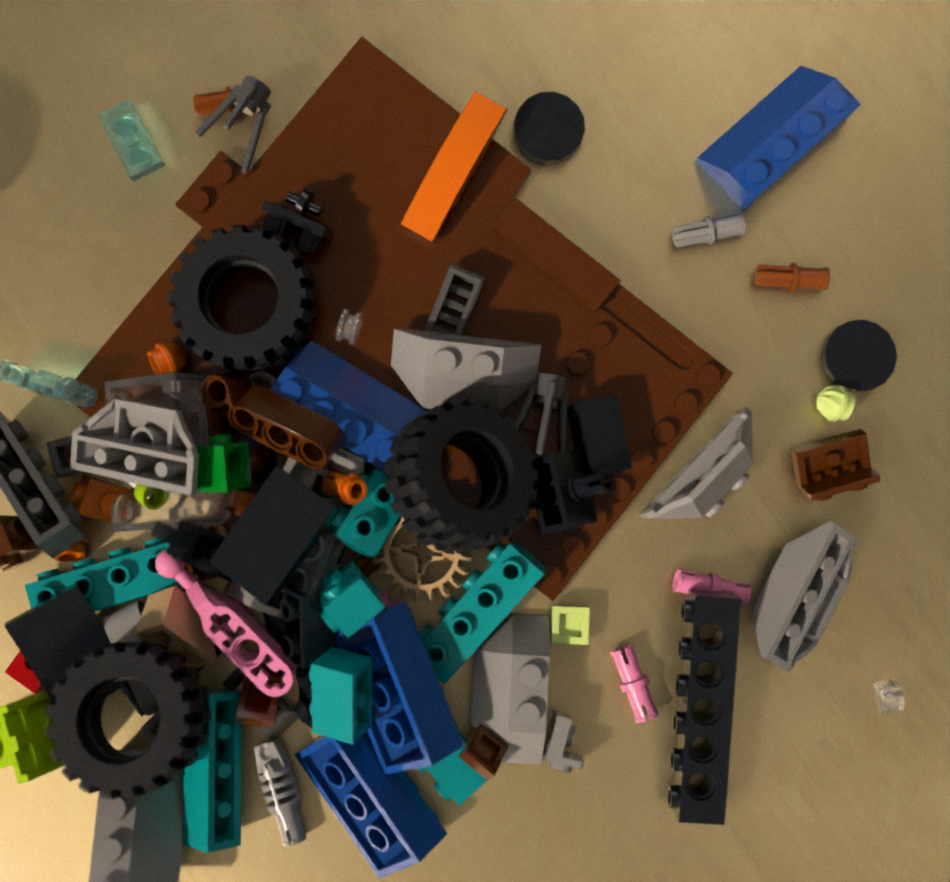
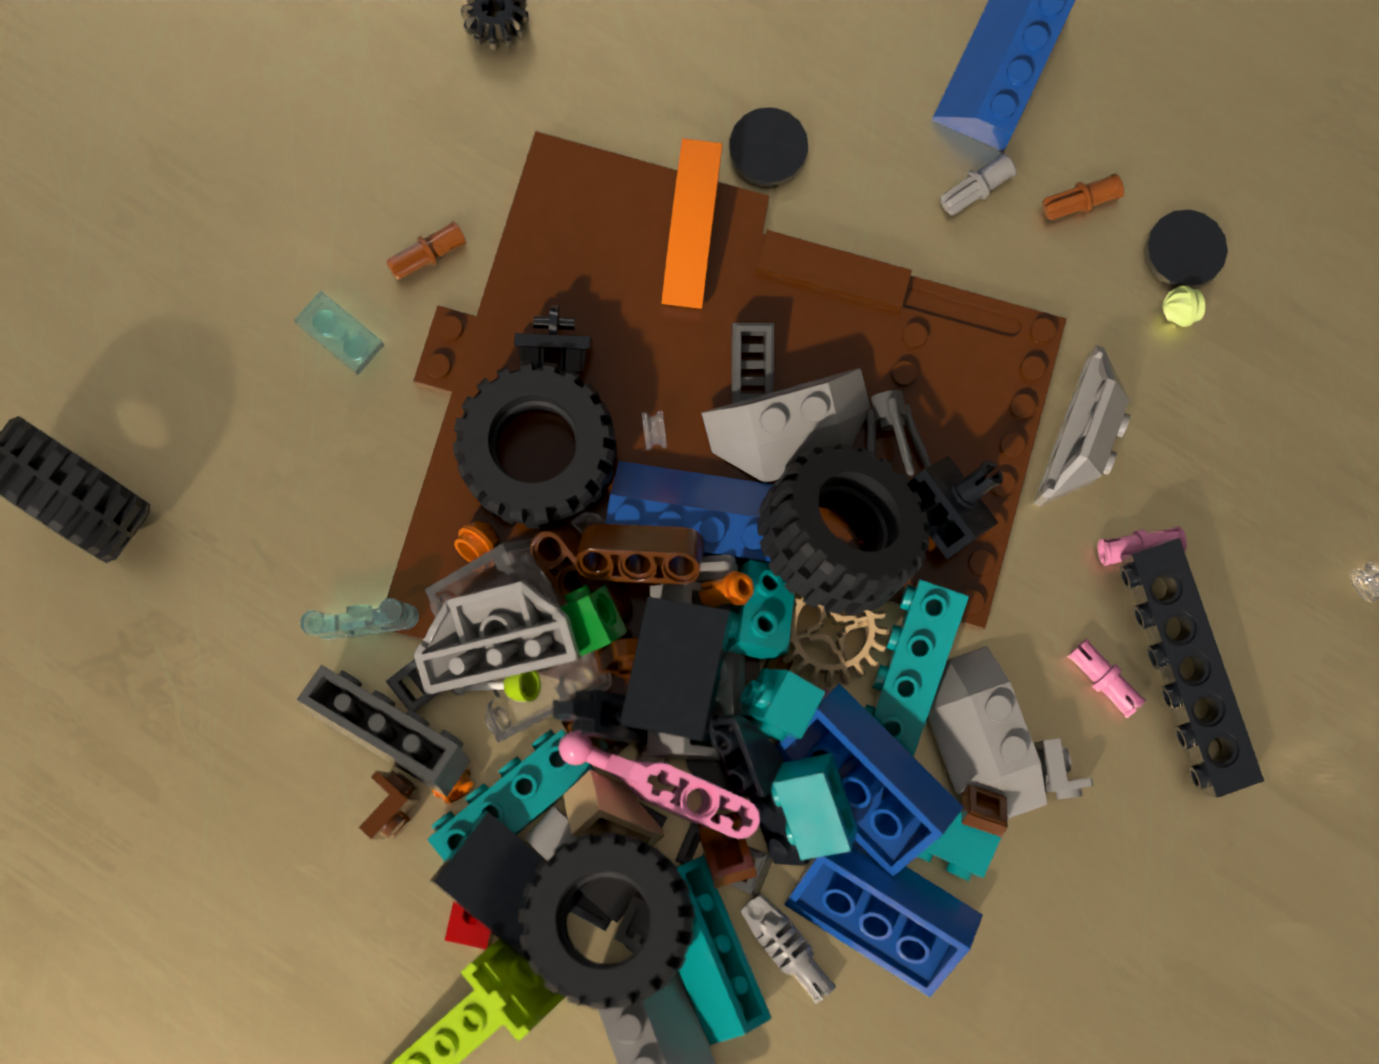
camera: 20 degrees left, 5 degrees down
(95, 497) = (462, 718): orange bracket -> none
(247, 98) = (450, 239): dark grey plant -> none
(570, 625) = (1013, 644): yellowish green plate -> none
(600, 434) = (959, 430): black hinge -> none
(802, 593) = (1237, 510): light grey wedge -> none
(833, 465) = (1210, 370): reddish brown bracket -> none

